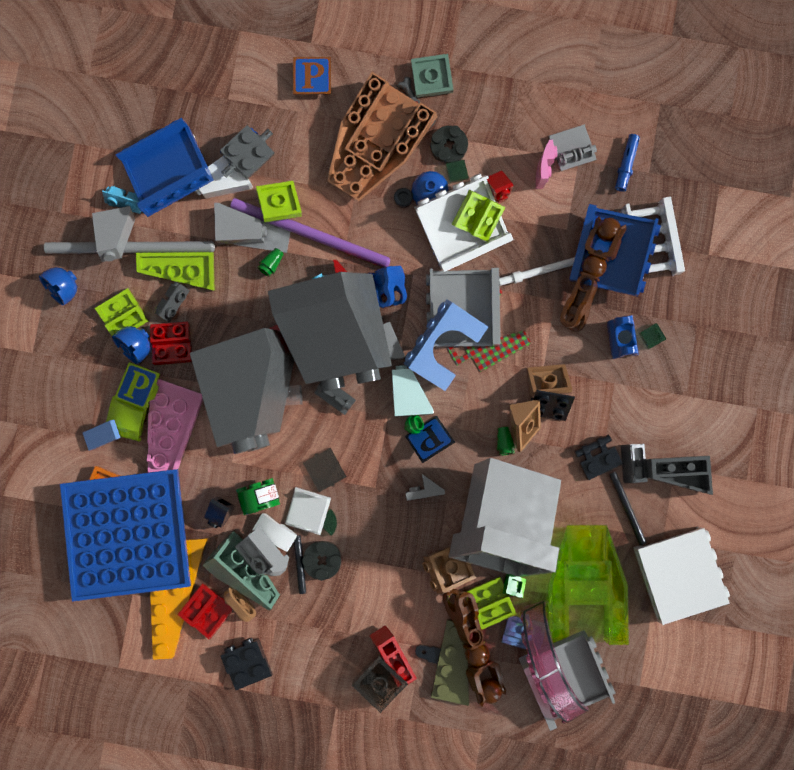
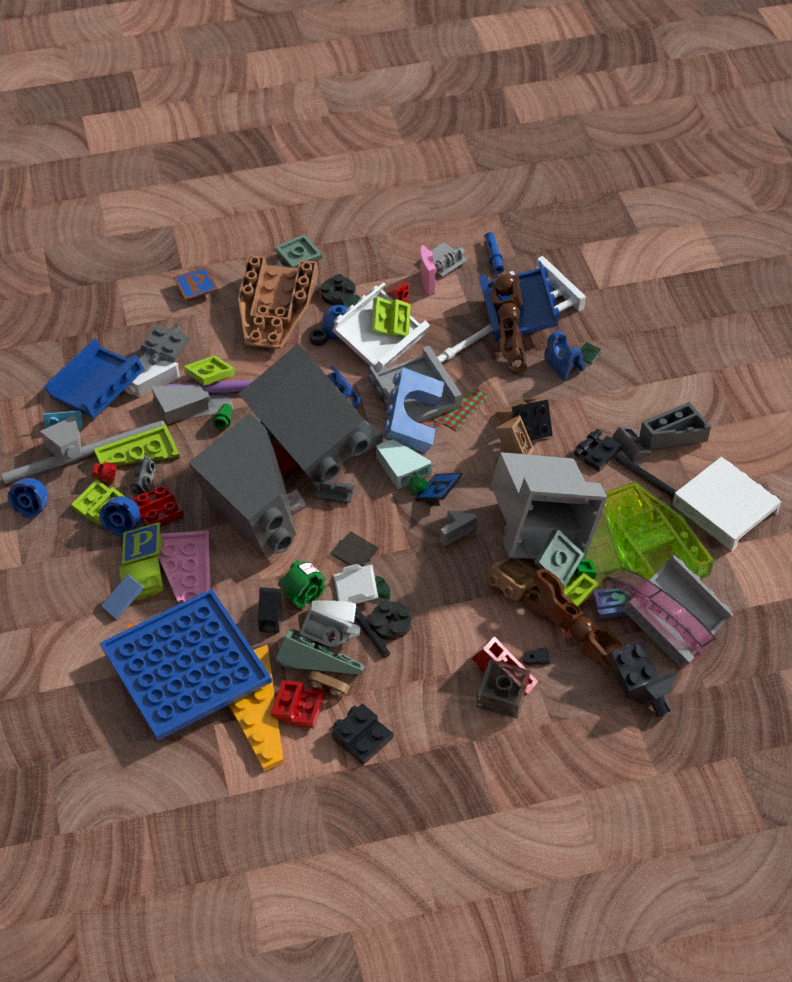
camera: 25 degrees left, 35 degrees down
(136, 282) = (105, 472): none -> red piece
(450, 676) = (567, 661): olive wing -> none
(492, 580) = (559, 556): none -> sand green plate
(501, 726) = (640, 677): none -> black plate

